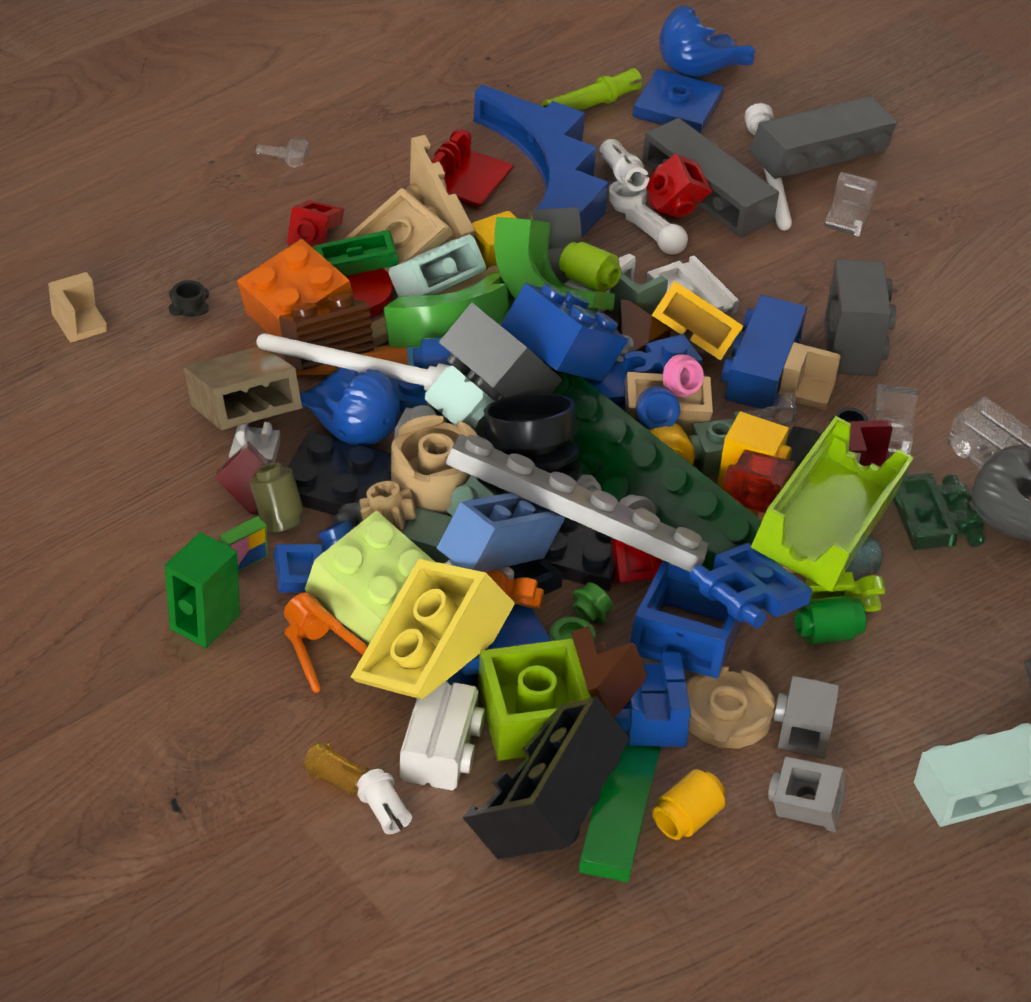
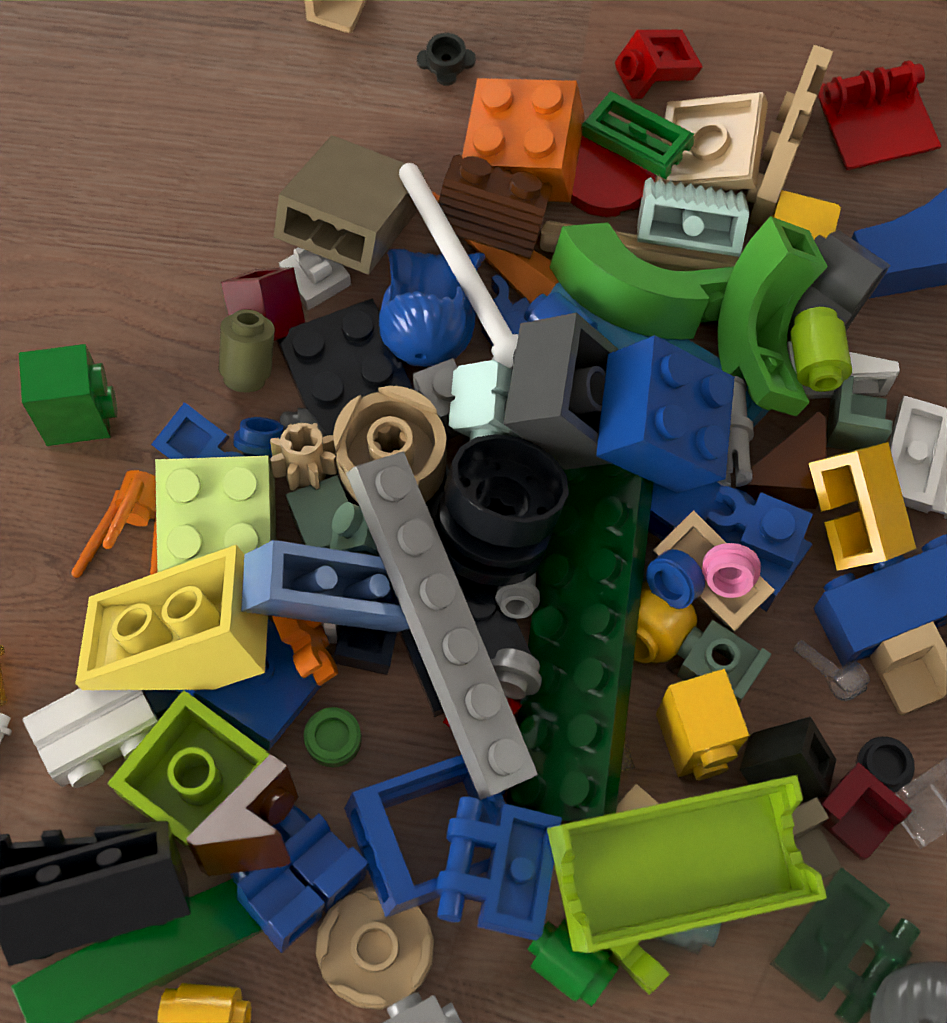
camera: 50 degrees right, 25 degrees up
(249, 541) = (172, 373): tile -> none
(592, 603) = (386, 721): bright green plate -> none
(757, 479) = (659, 761): clear red brick -> none

